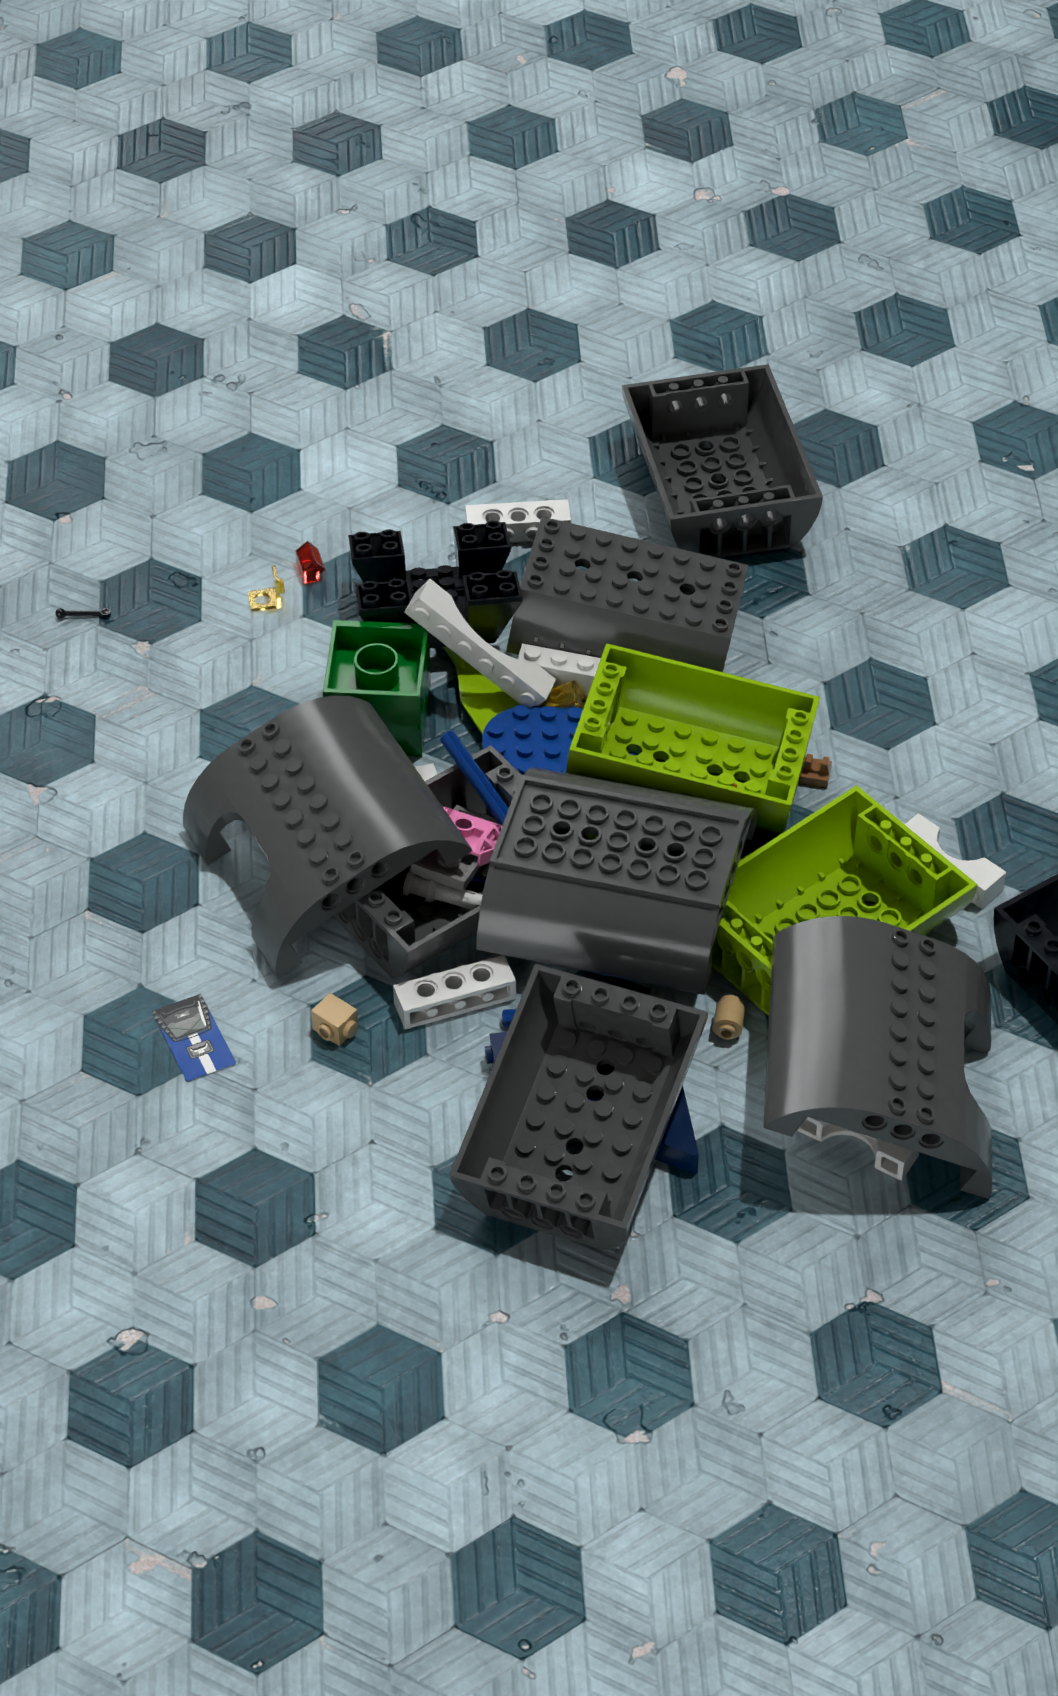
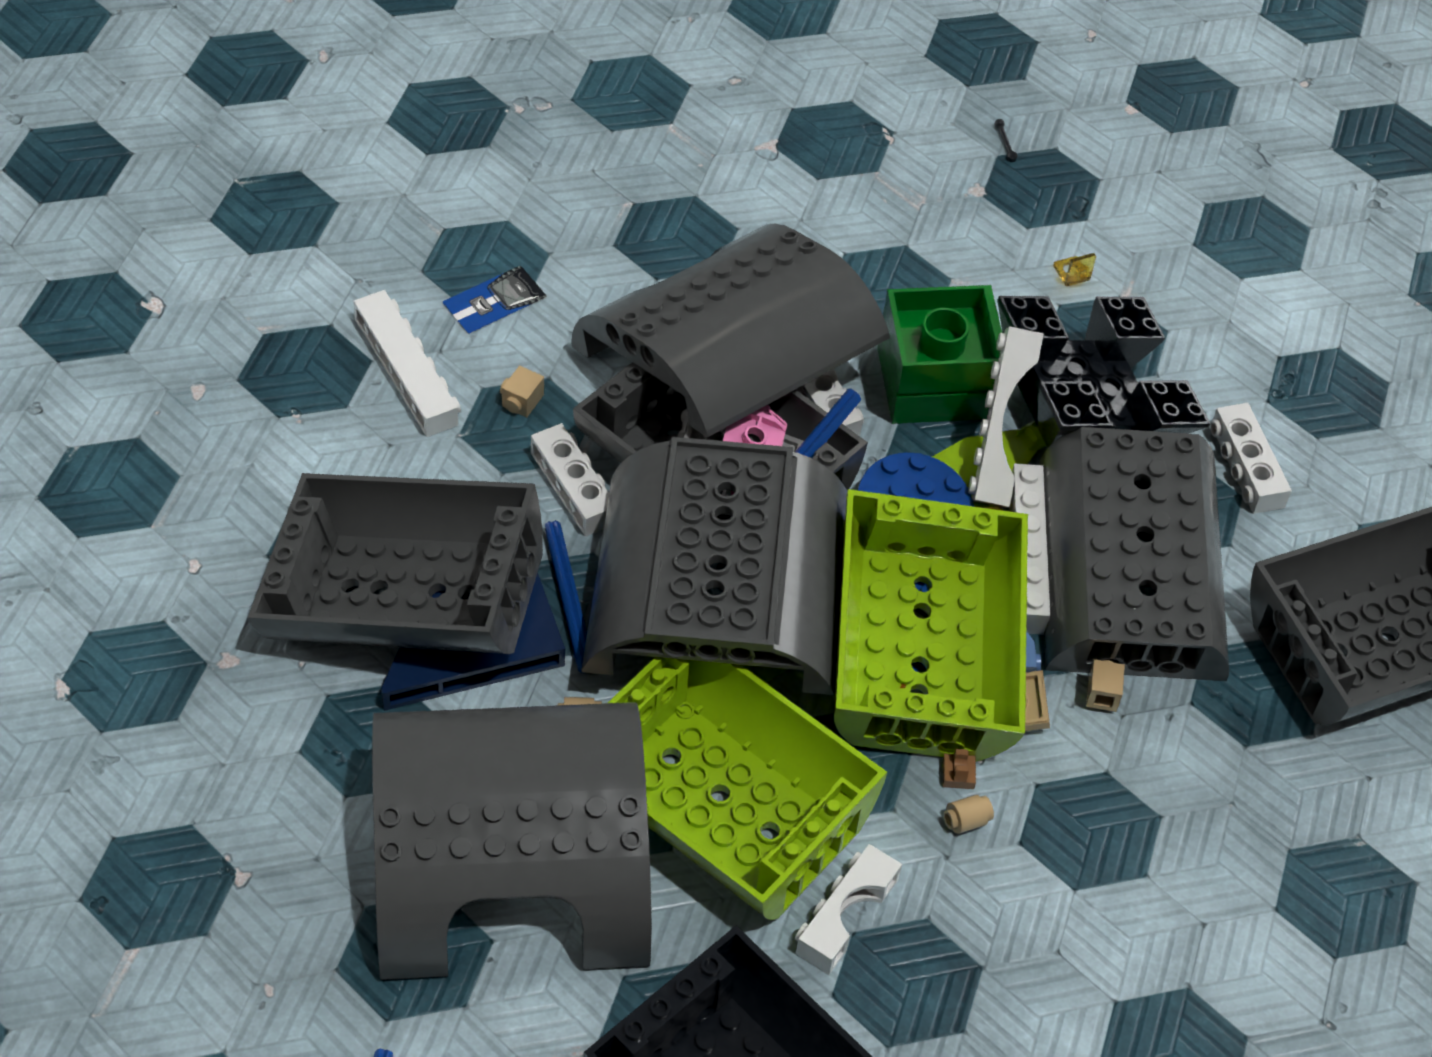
camera: 75 degrees right, 5 degrees up
(274, 1111) = (406, 363): none -> white brick
(309, 562) = (1136, 286): clear red piece -> none
(748, 658) = (1105, 685): none -> tan brick
(863, 770) = (968, 813): none -> tan brick

